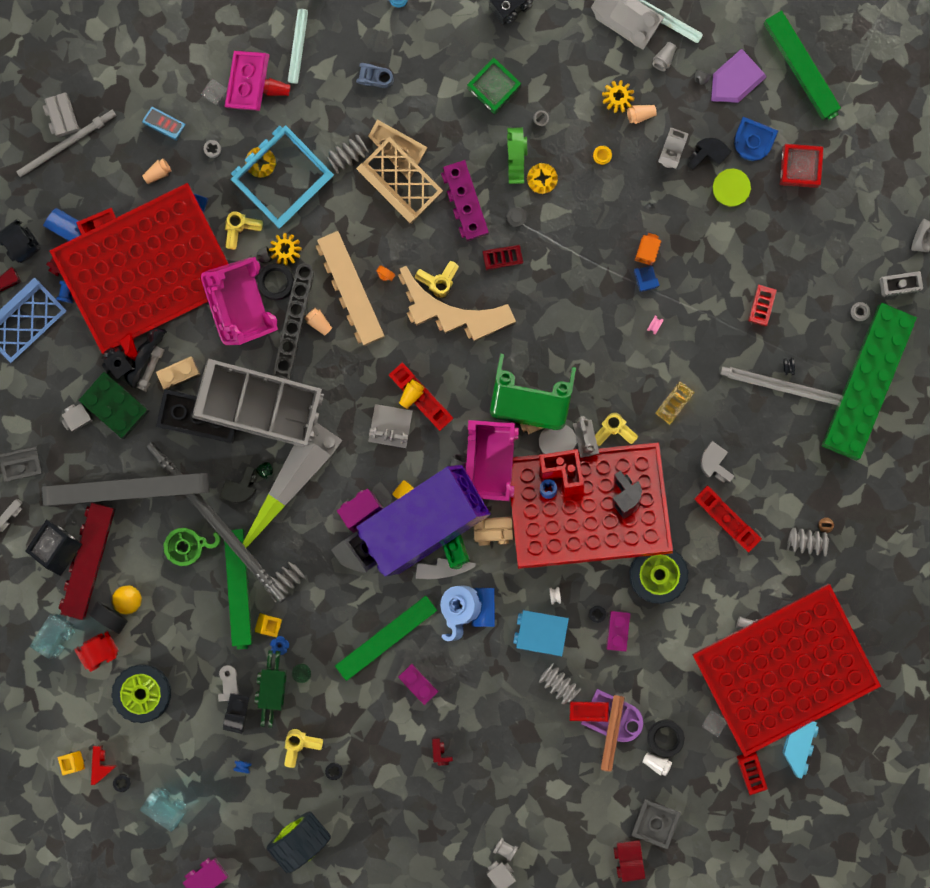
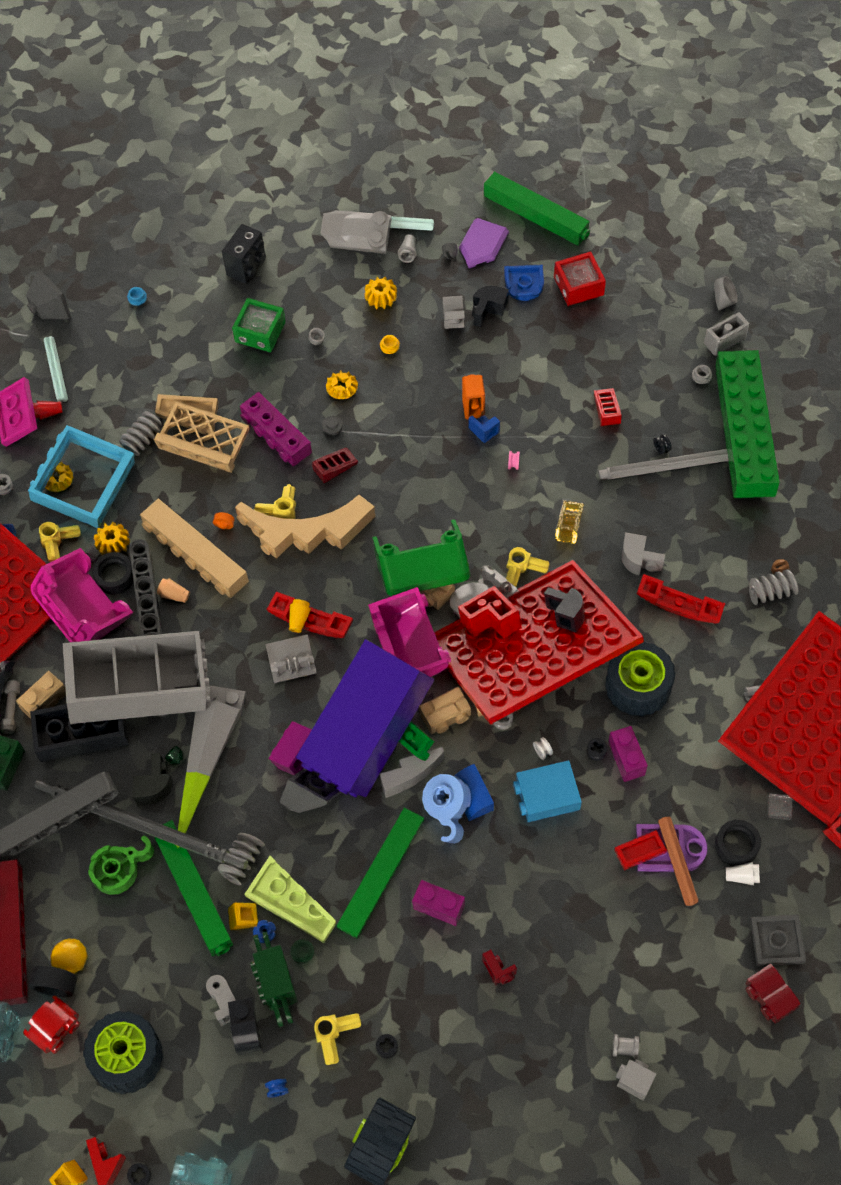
camera: 20 degrees left, 25 degrees down
(304, 625) = (287, 899): none -> yellowish green wing
(373, 76) = (142, 361): sand blue piece -> none
(516, 151) = (305, 367): bright green piece -> none
(548, 494) = (483, 640): blue bush -> none
(558, 684) = (593, 835): light grey piece -> none
(640, 113) = (408, 298): light nougat cone -> none
(731, 187) = (524, 324): lime tile -> none

